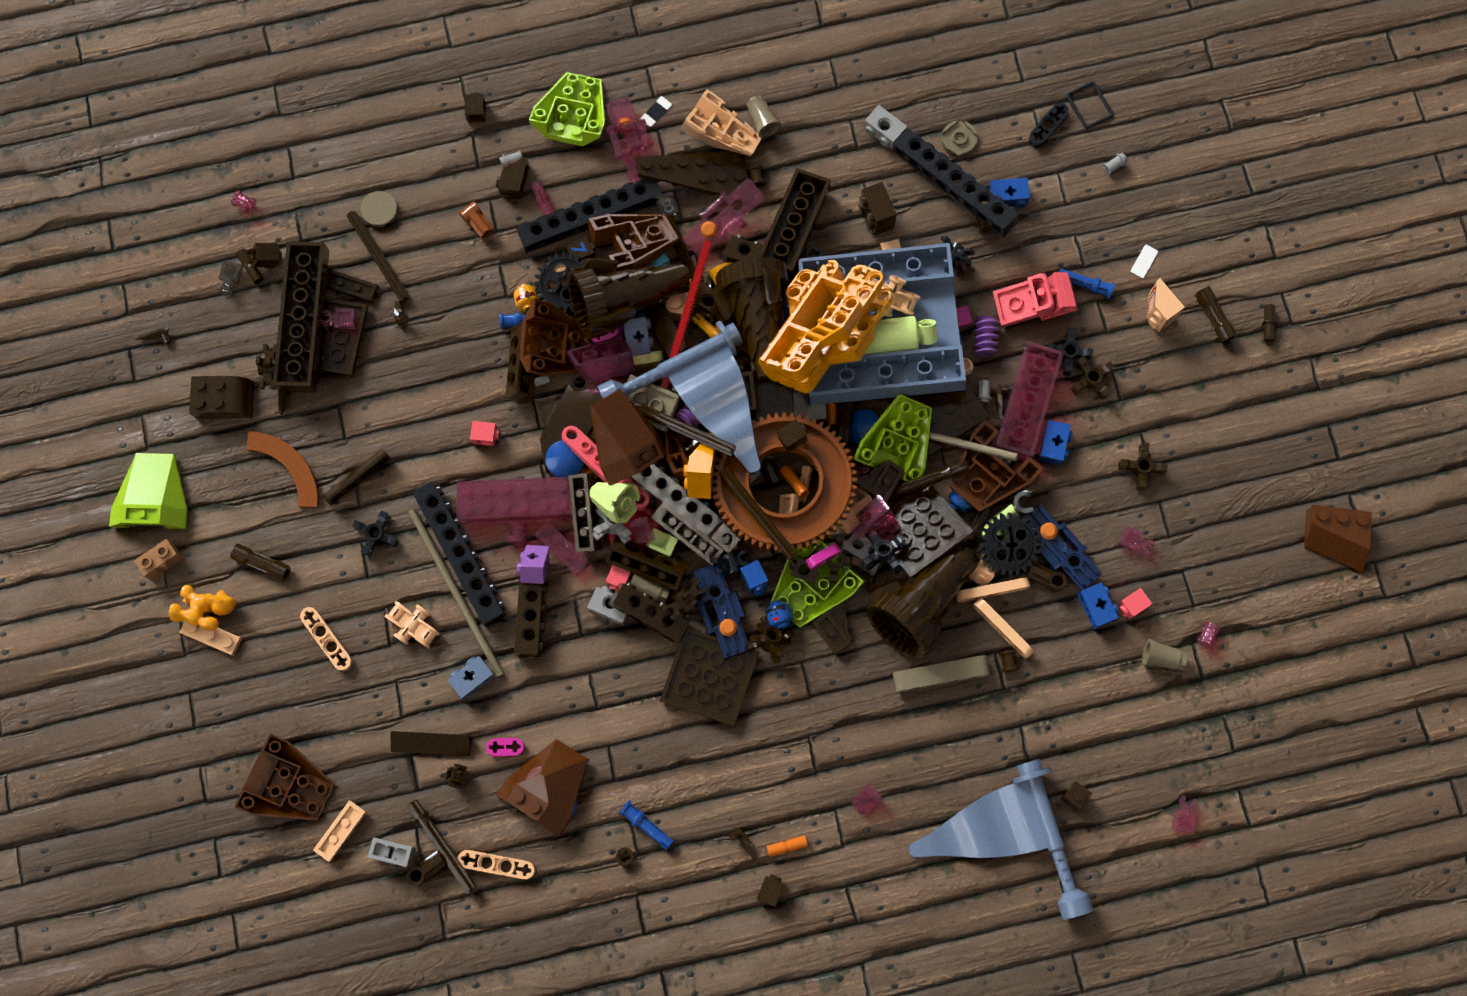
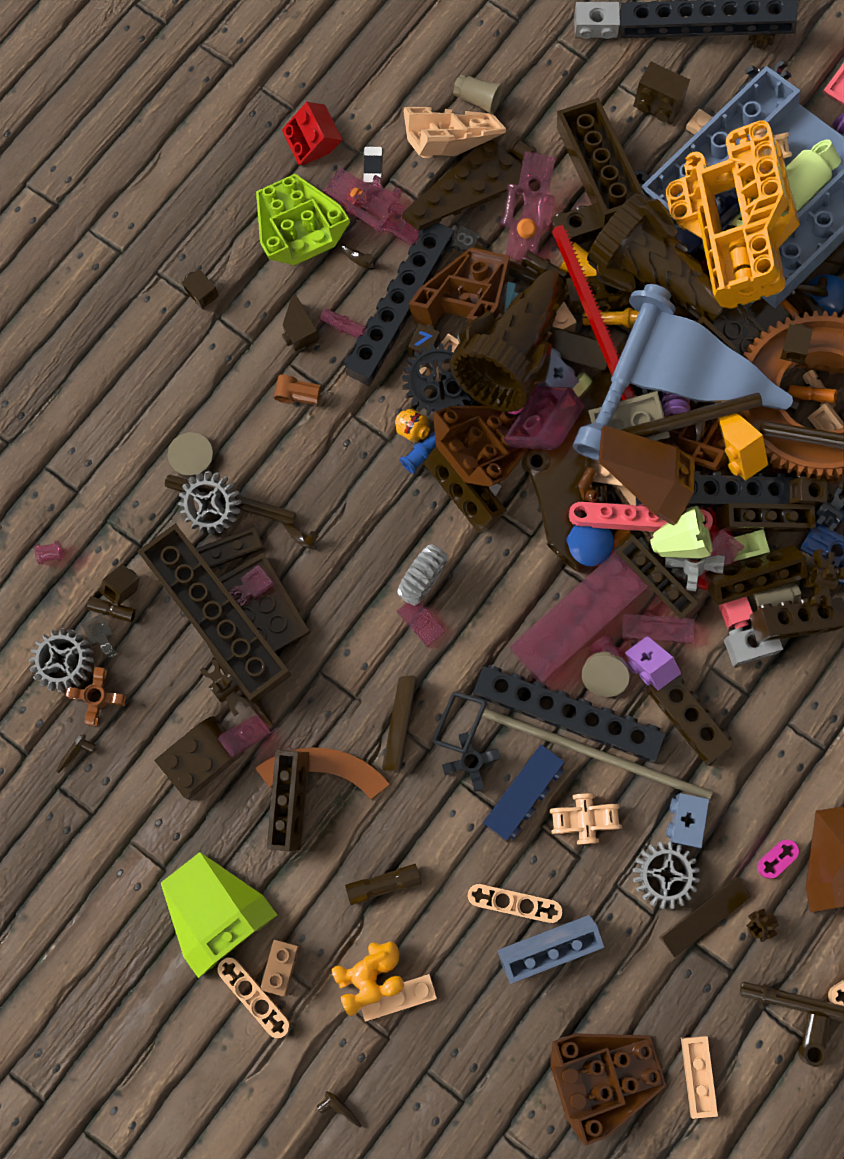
camera: 40 degrees left, 0 degrees up
(122, 668) = (334, 1102): none -> dark brown bar
(126, 565) = (251, 999): none -> light nougat beam
(187, 266) = (52, 665): none -> light grey gear
(189, 306) = (99, 680): none -> dark orange pin
(247, 464) = (288, 800): none -> dark brown brick
(257, 406) = (244, 735): none -> clear pink plate
(319, 681) = (550, 949): none -> sand blue brick
(366, 251) = (192, 493): none -> light grey gear
(389, 578) = (523, 793): none -> dark blue brick
(391, 852) = (771, 1052): light grey brick -> none
(394, 512) = (474, 728): none -> black piece
(424, 424) = (421, 622): none -> clear pink plate
(435, 692) = (667, 863): none -> light grey gear
(445, 395) = (422, 574): none -> light grey gear
(484, 433) = (488, 581): coral brick -> none
(502, 548) = (605, 674): none -> dark tan tile
(510, 159) = (275, 315): light grey pin -> none
(587, 426) = (585, 486): none -> reddish brown arm
(591, 164) = (358, 257): none -> dark brown bar
(633, 60) = (311, 133): none -> red slope
(694, 255) = (540, 264): none -> dark brown pin
(858, 419) = (817, 290): none -> dark brown bar

